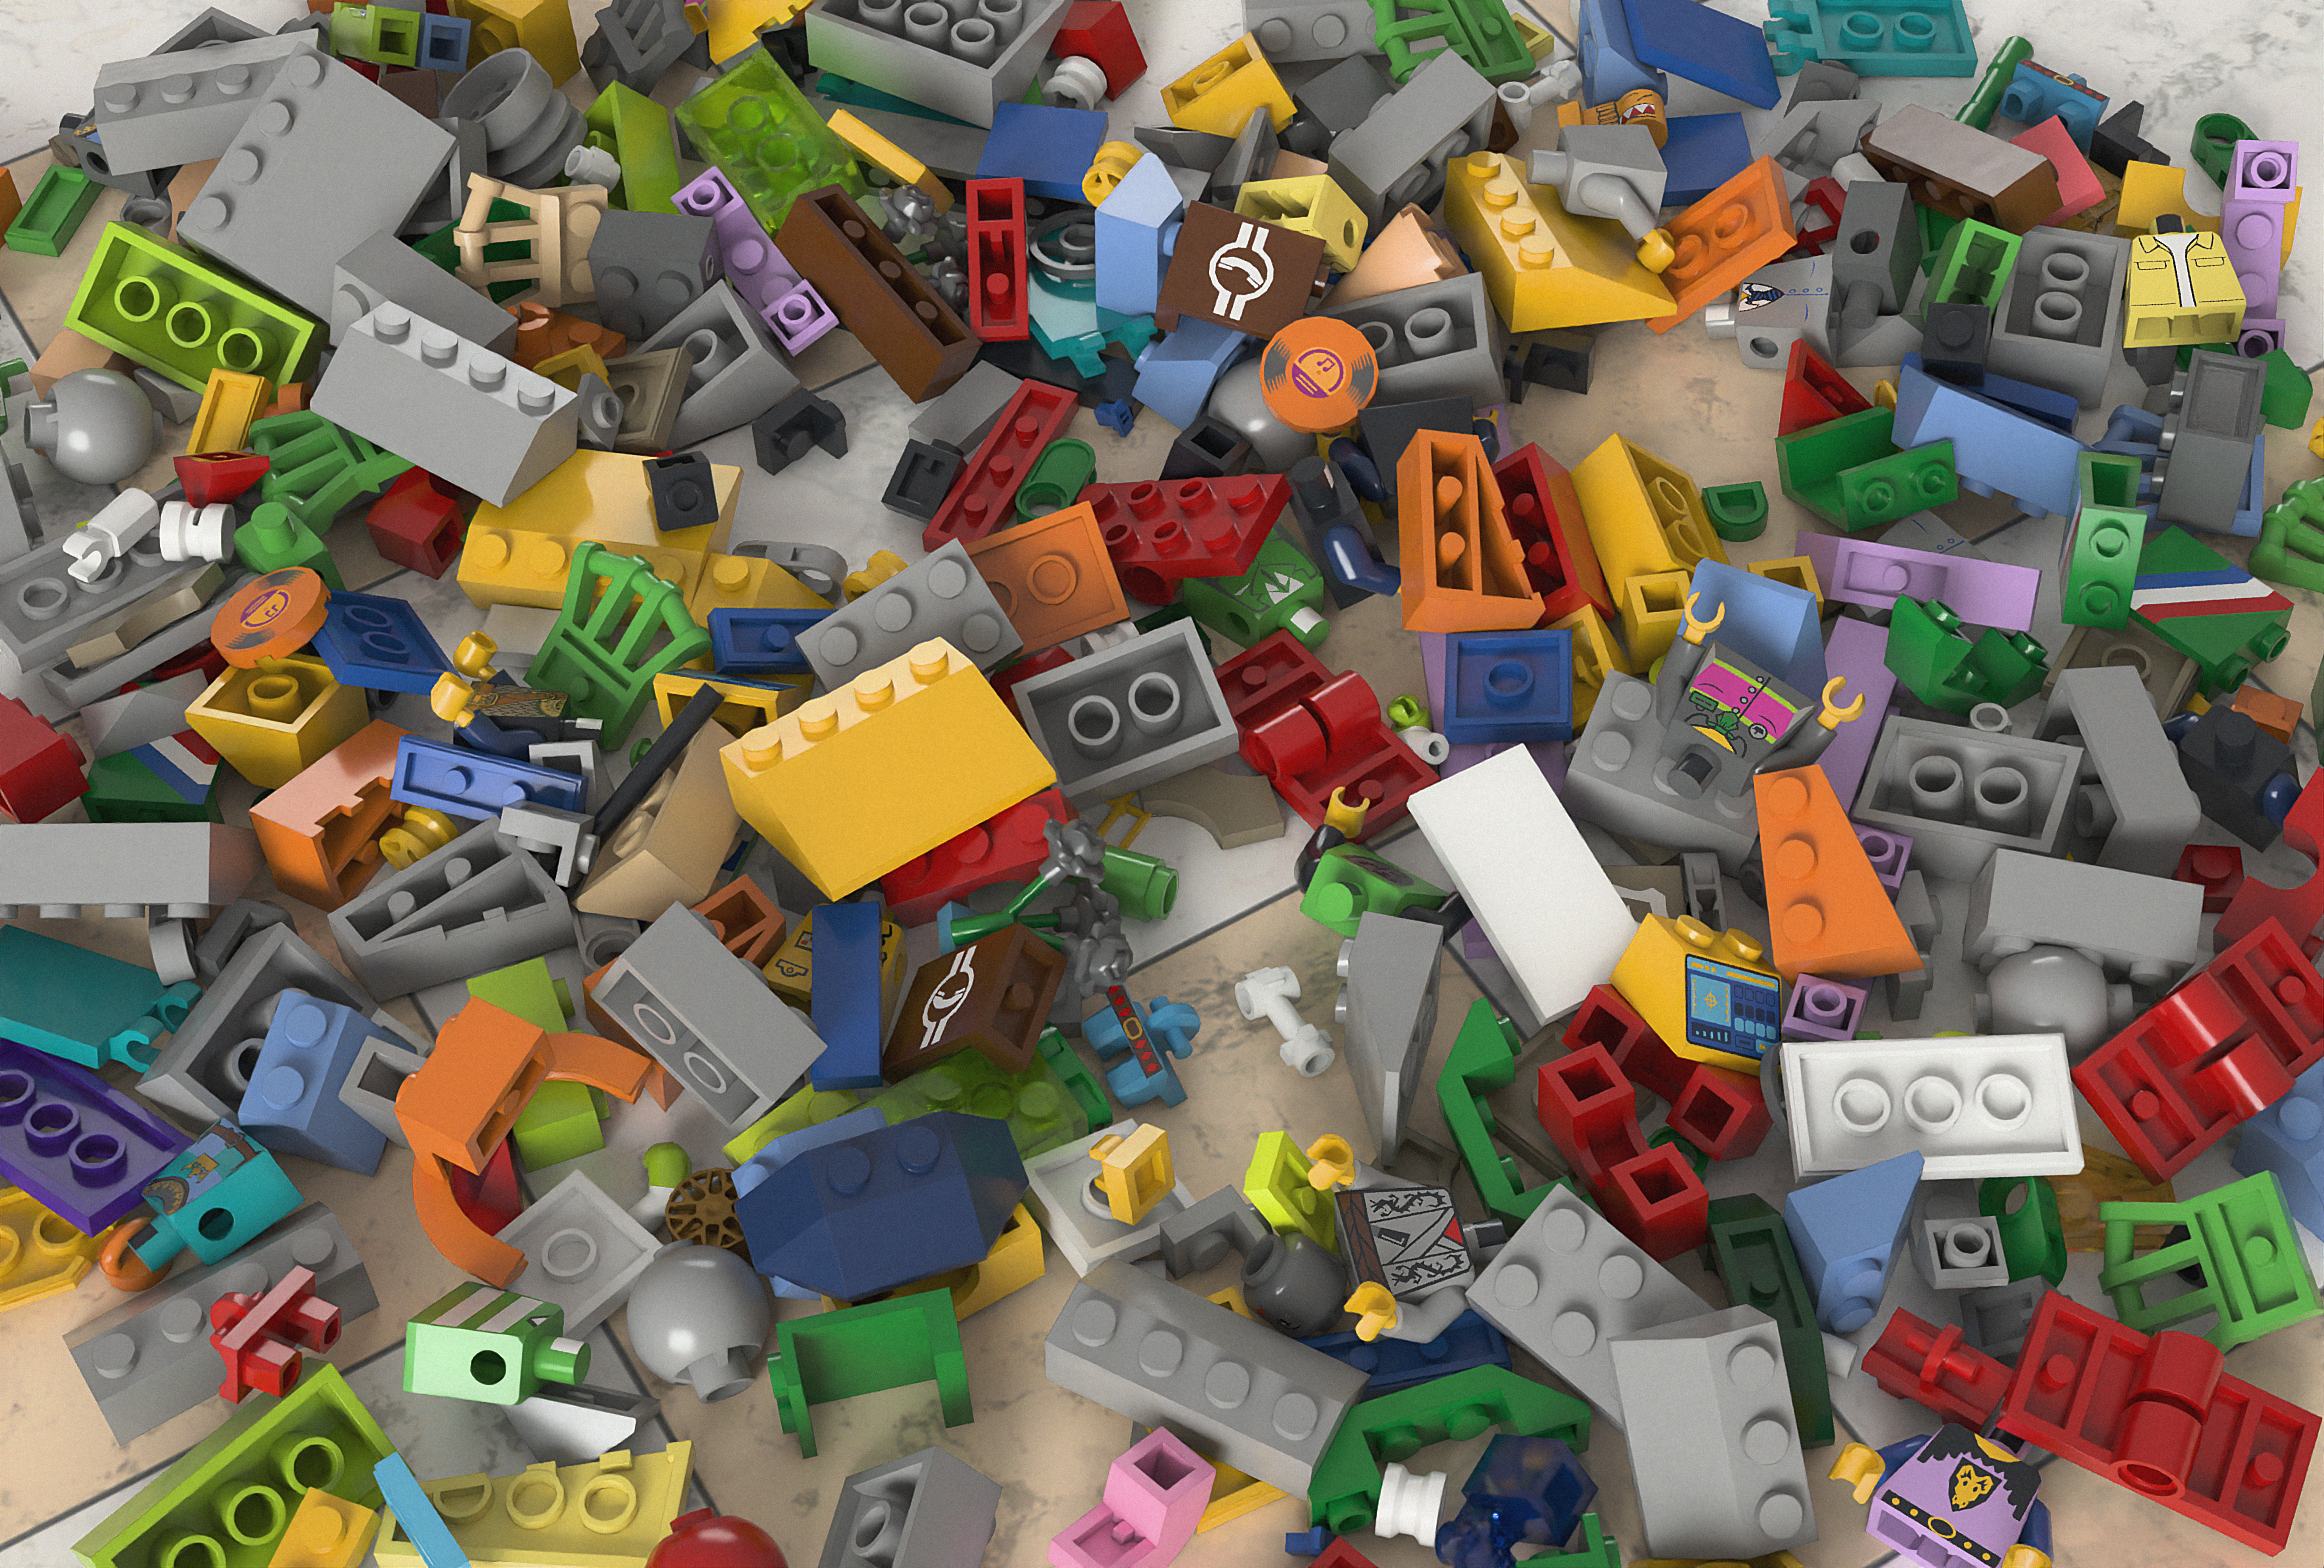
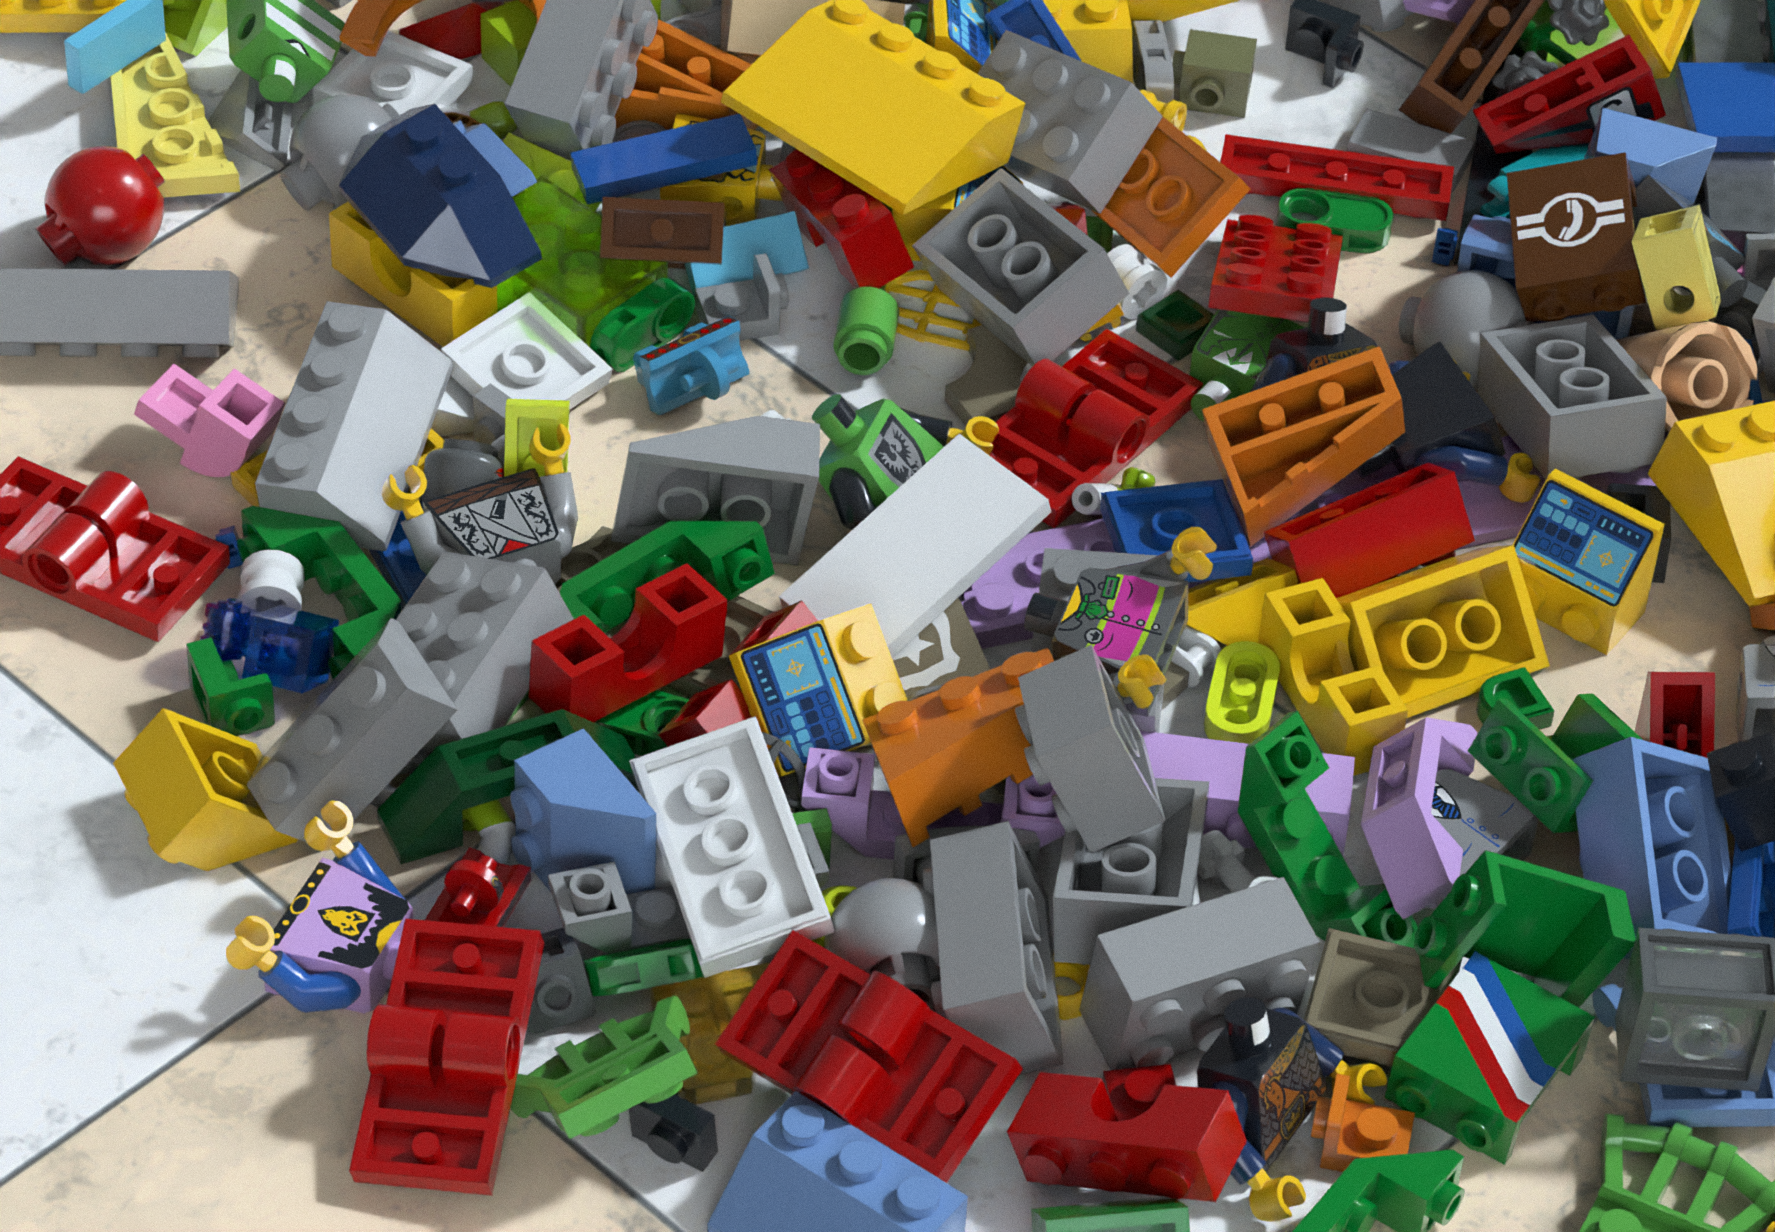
camera: 70 degrees right, 5 degrees down
(822, 514) = (1215, 72): none -> olive brick
(869, 1352) = (301, 216): green panel -> none
(924, 479) = (1303, 122): black bracket -> none
(1093, 915) = (816, 233): dark grey plant -> none
(1109, 168) = (1728, 153): yellow wheel -> none
(1134, 1171) = (529, 353): yellow tile -> none
(1206, 451) = (1378, 290): black brick -> none
(1318, 375) = (1482, 313): orange tile -> none
(1610, 389) = (1587, 561): none -> slope
(1763, 622) = (1245, 668): medium blue slope -> none
(1911, 765) = (1088, 750): none -> light grey brick

